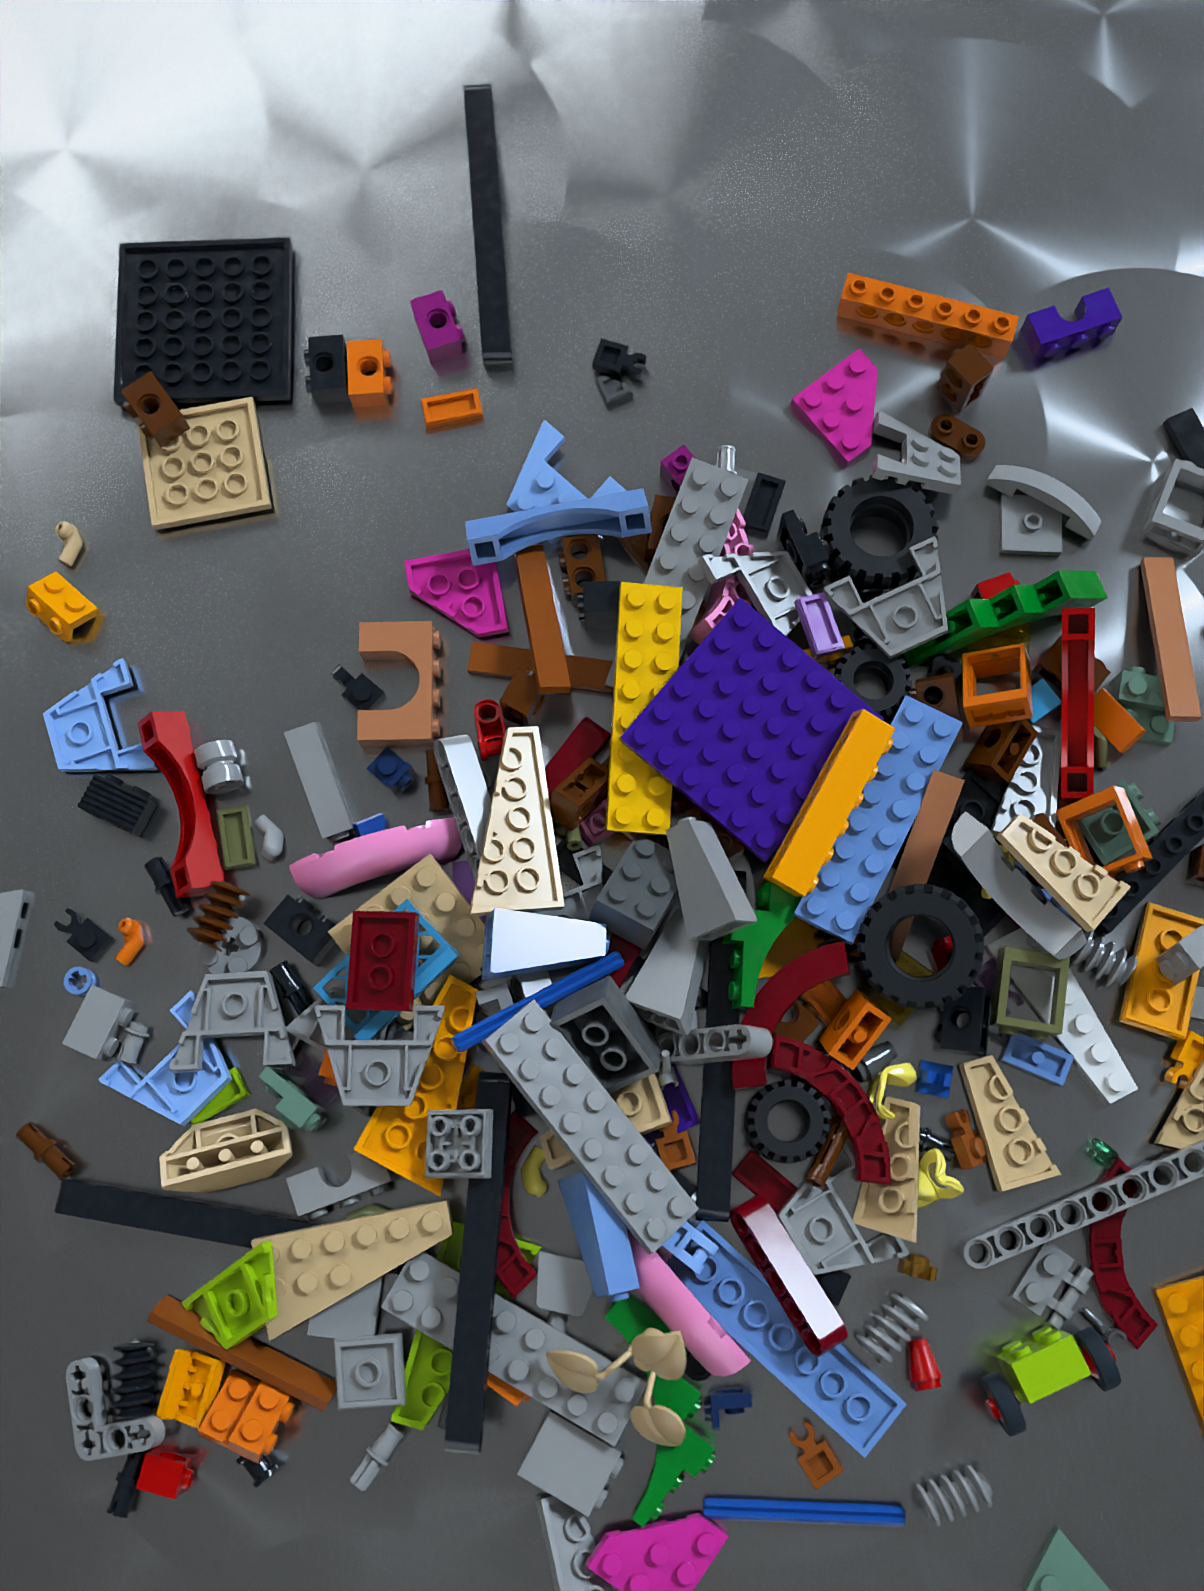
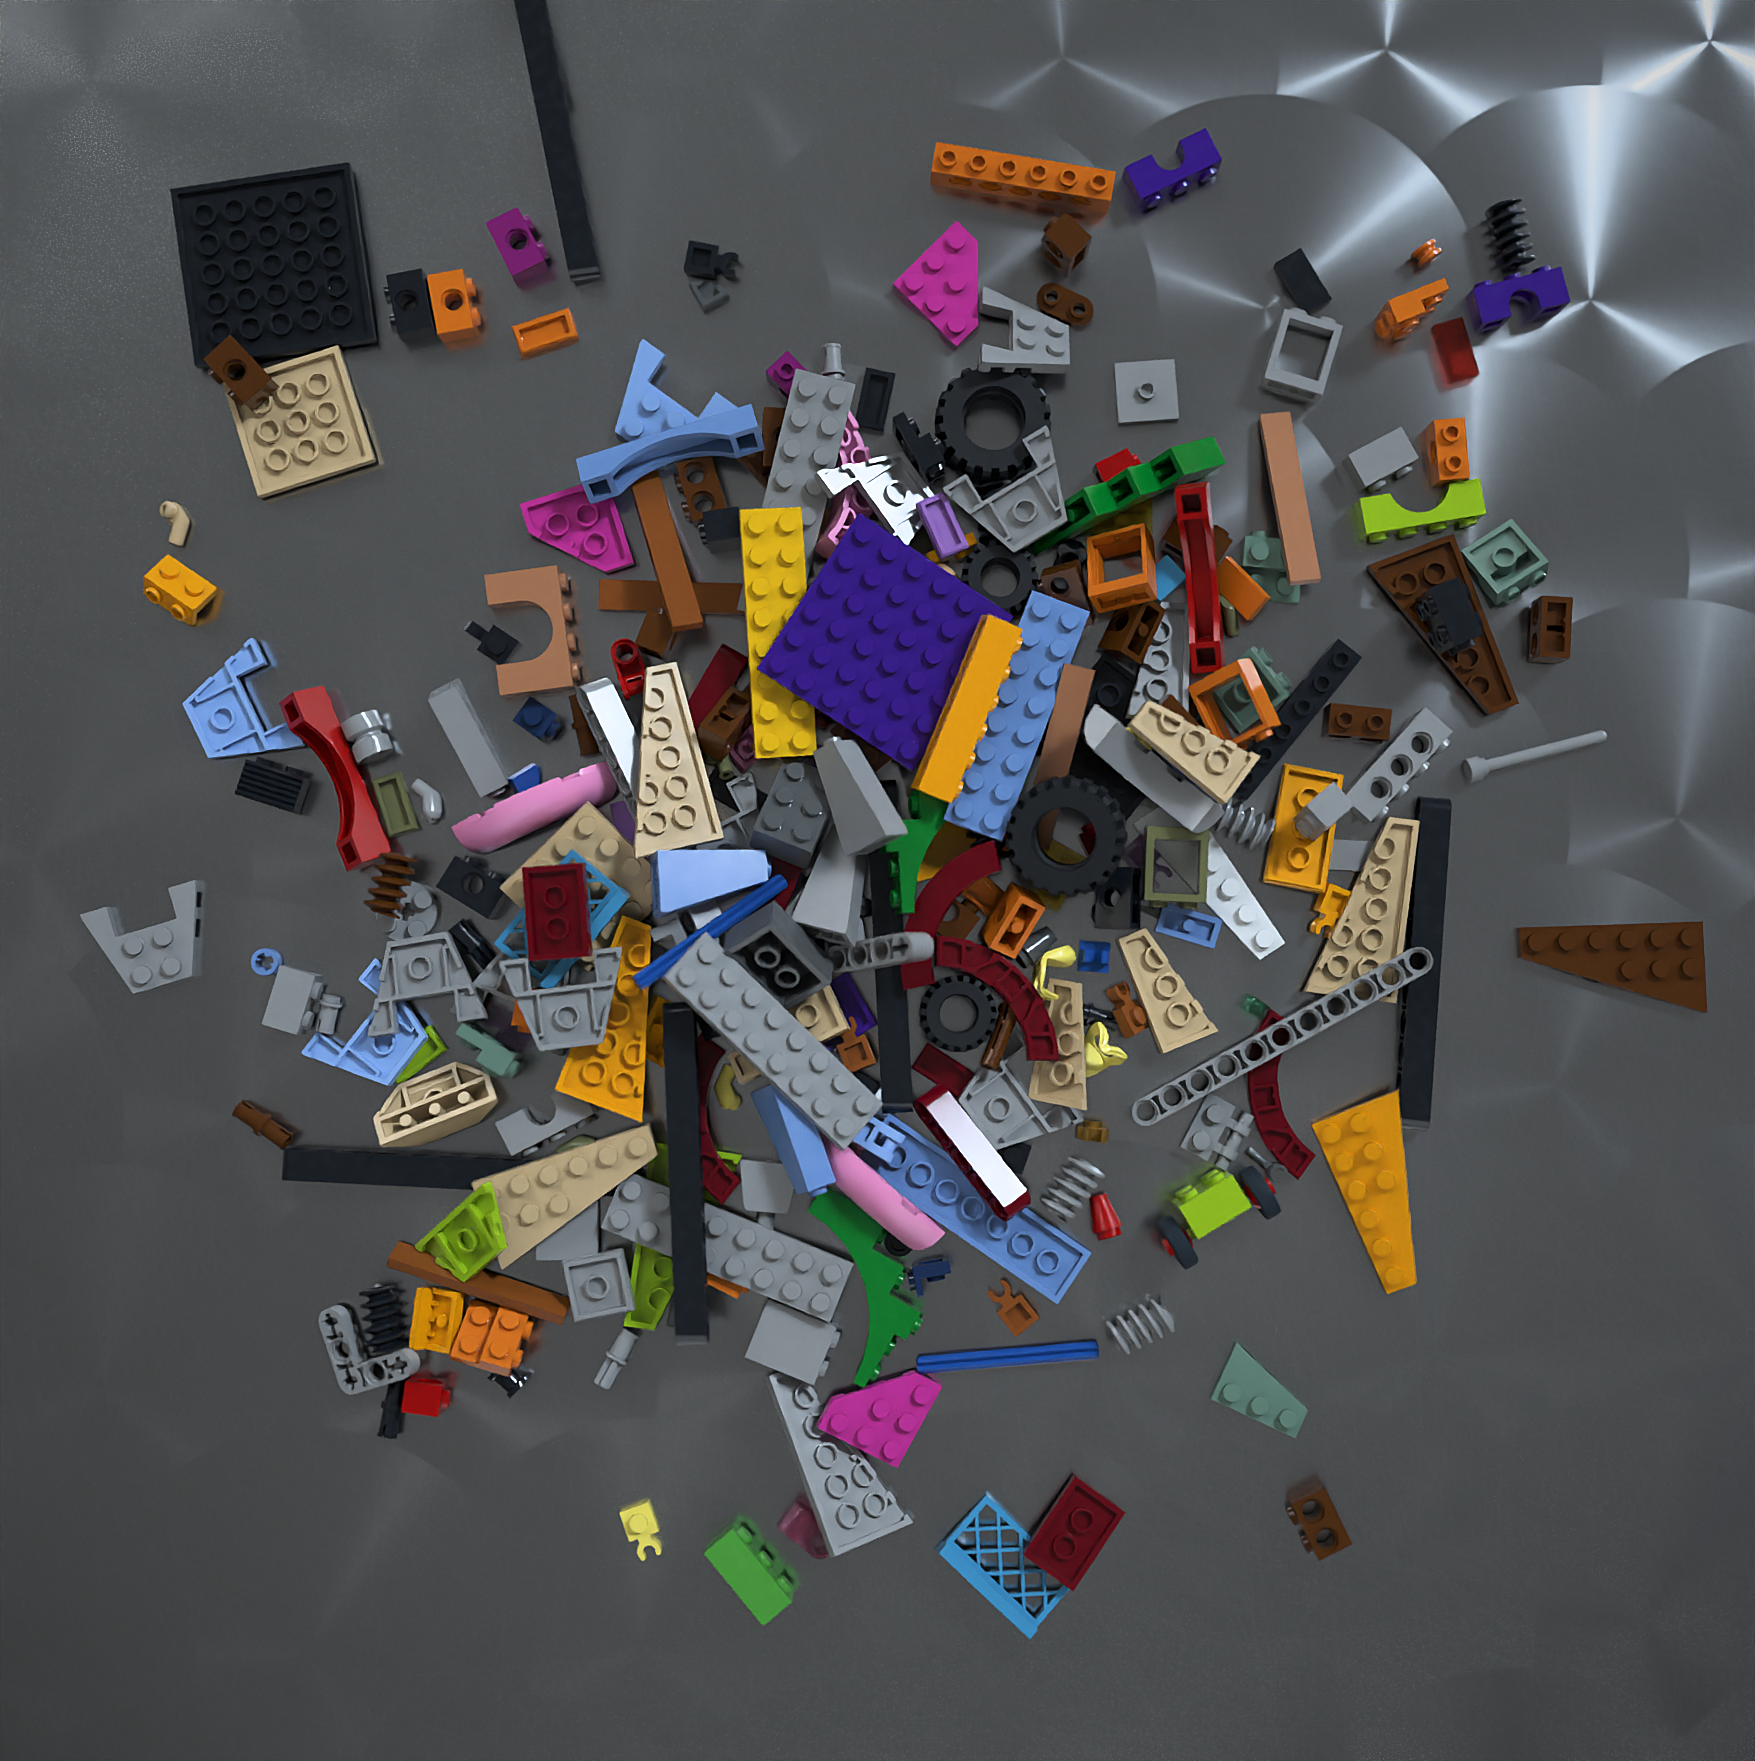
camera: 10 degrees left, 10 degrees up
(86, 937) = (265, 918): black plate -> none
(133, 940) = (311, 917): orange arm -> none
(164, 885) = (331, 857): black axle -> none
(459, 1144) = (653, 1072): light grey tile -> none
(652, 1351) = (853, 1236): tan plant -> none
(666, 1073) = (840, 982): light grey hand -> none
(1049, 491) = (1159, 356): light grey slope -> none

